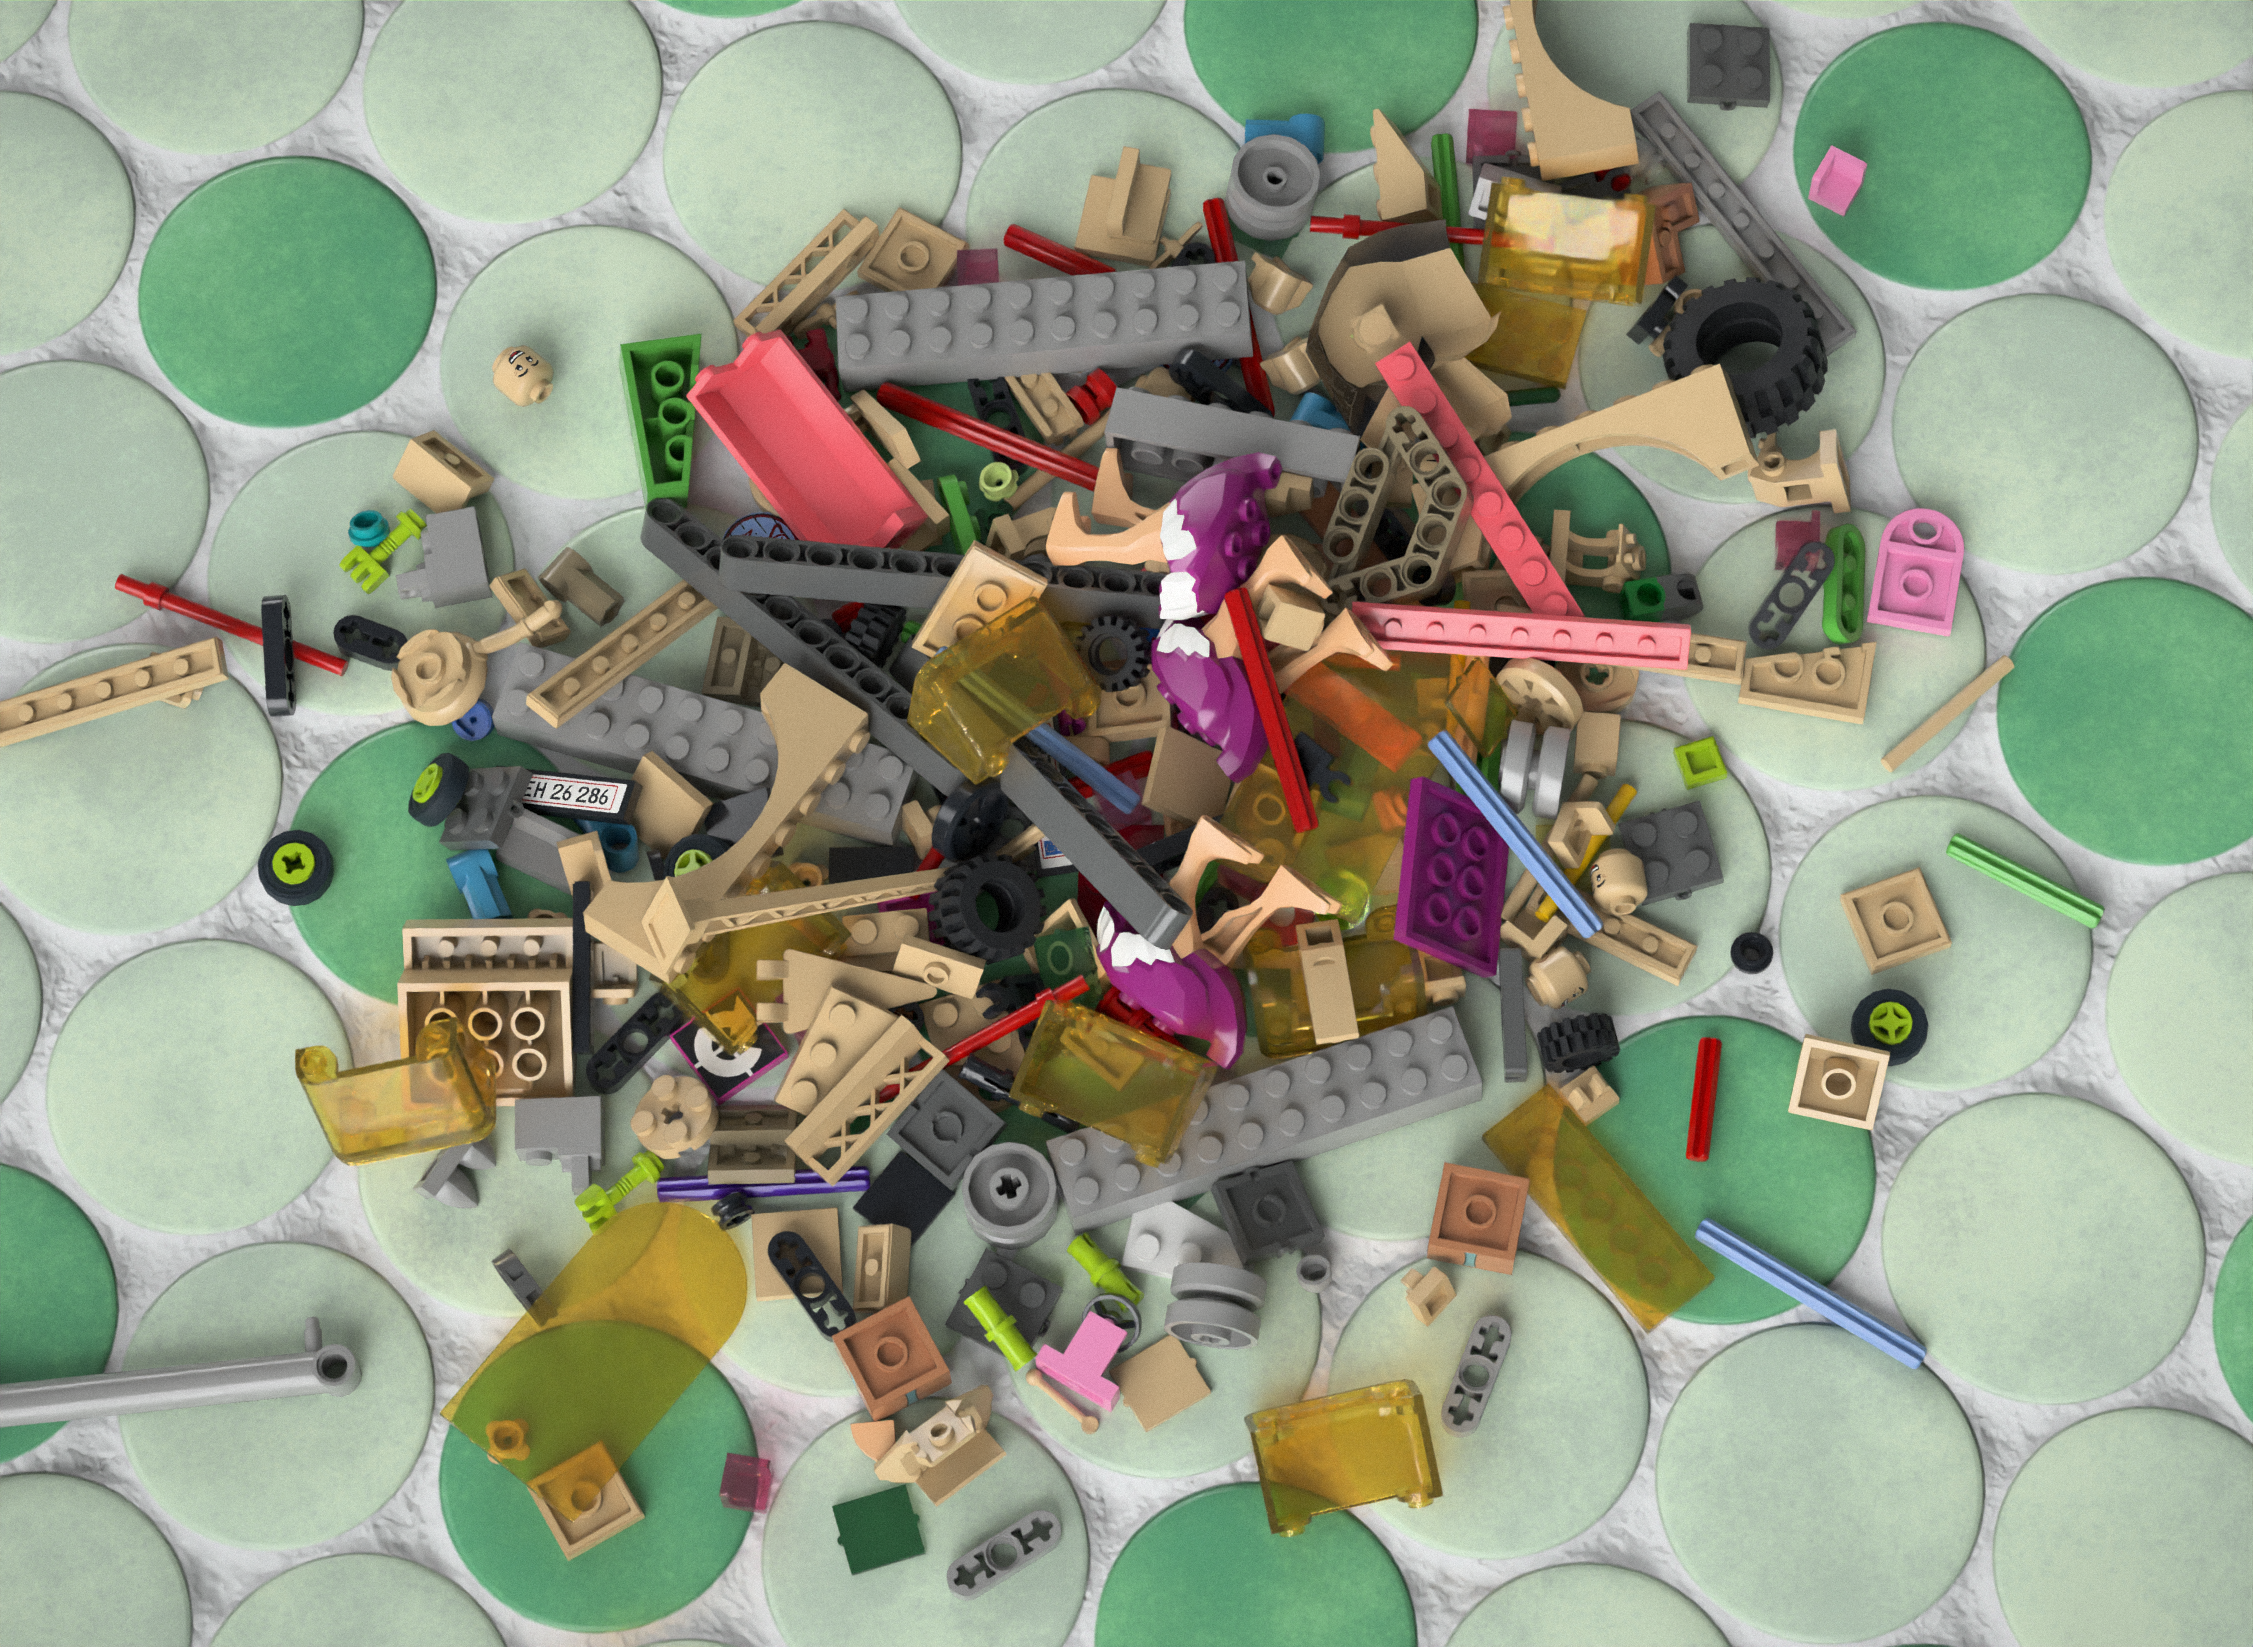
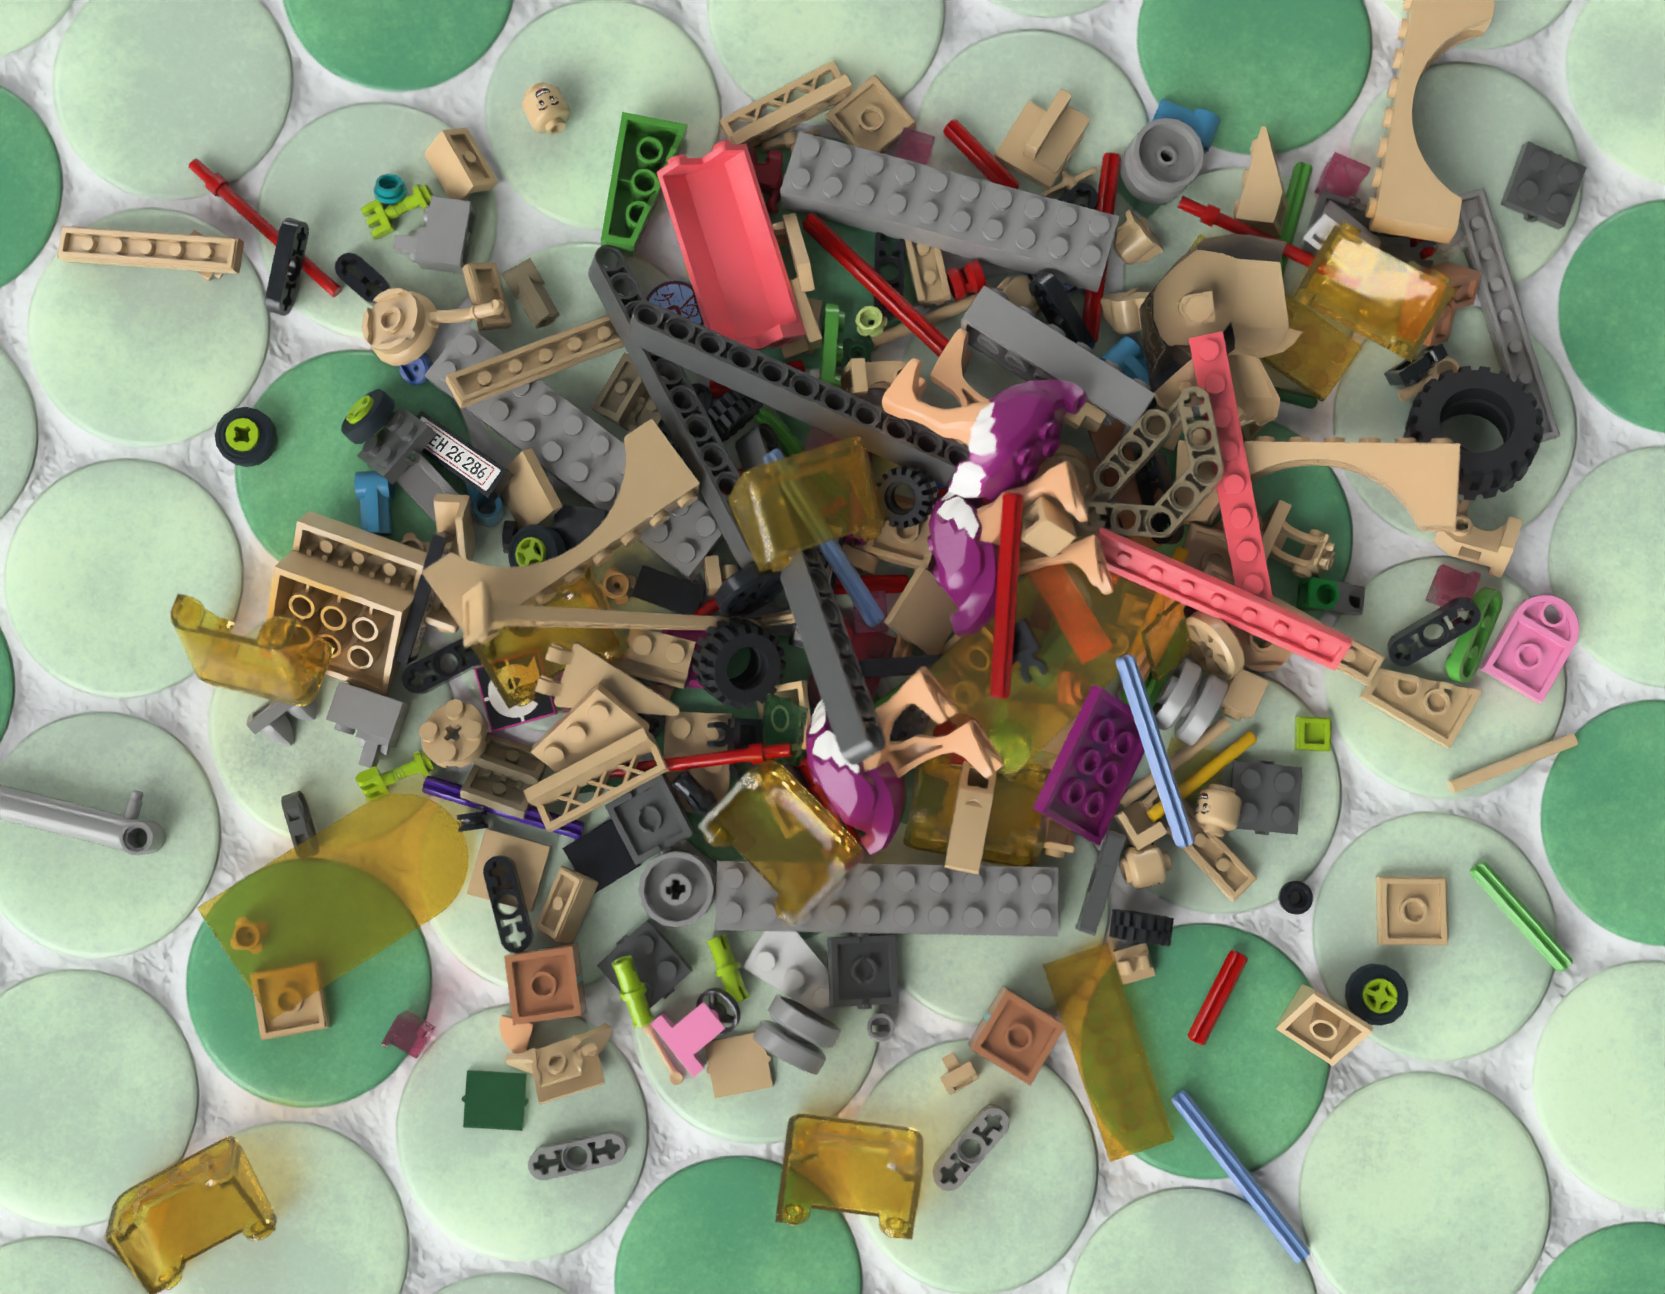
camera: 15 degrees right, 15 degrees up
(938, 966) = (686, 695): tan plate -> none
(976, 594) = (815, 420): tan tile -> none
(1575, 828) = (1200, 758): tan bracket -> none
(1837, 181) = (1593, 310): bright pink panel -> none

